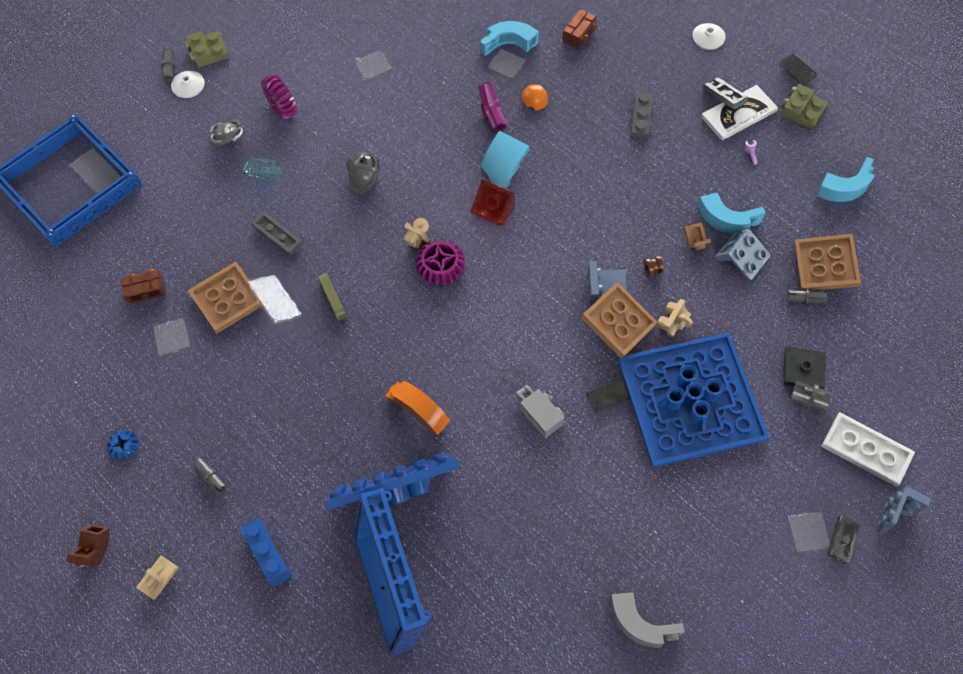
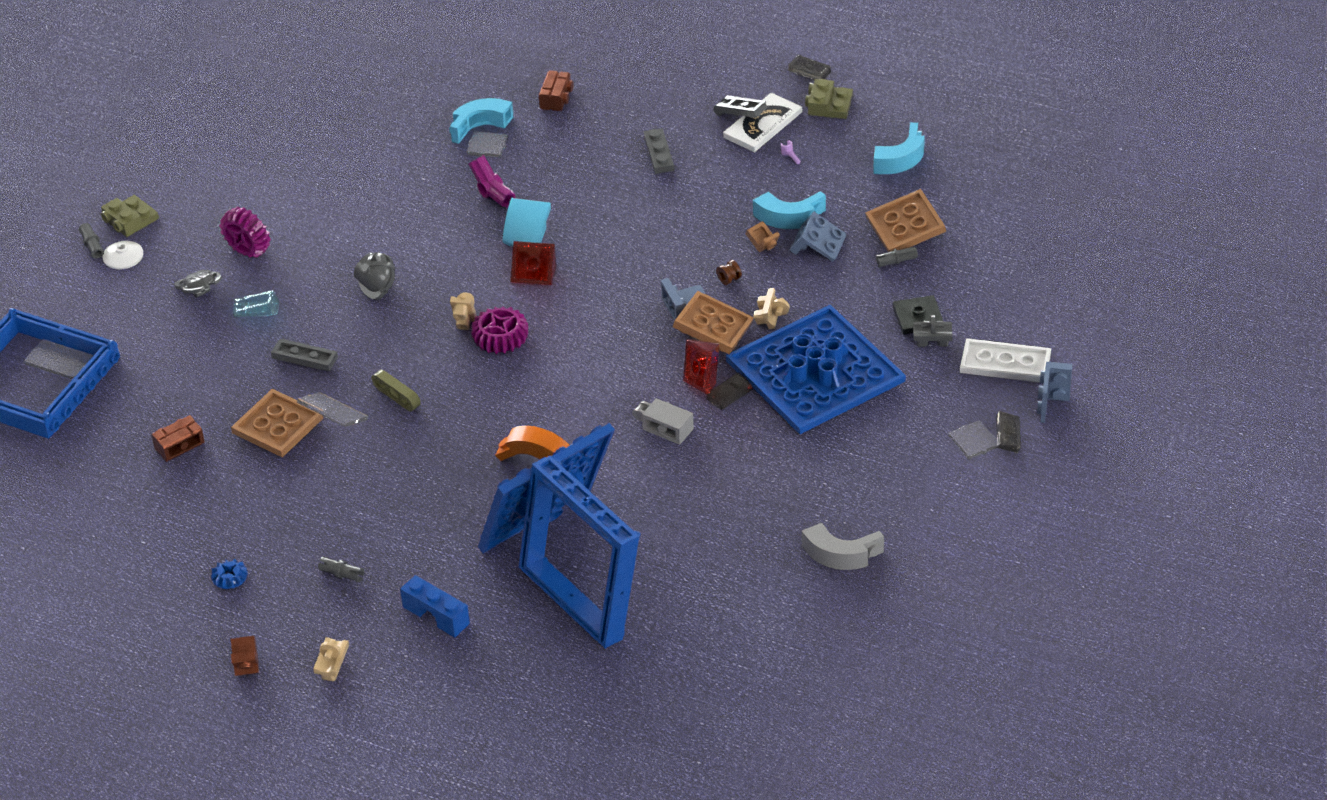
camera: 20 degrees left, 20 degrees down
(171, 337) = (232, 474): clear piece -> none
(373, 65) = (334, 183): clear piece -> none
(535, 97) = (533, 163): orange hair -> none
(591, 366) = (701, 364): none -> clear red slope
(708, 36) = (700, 64): white dish -> none

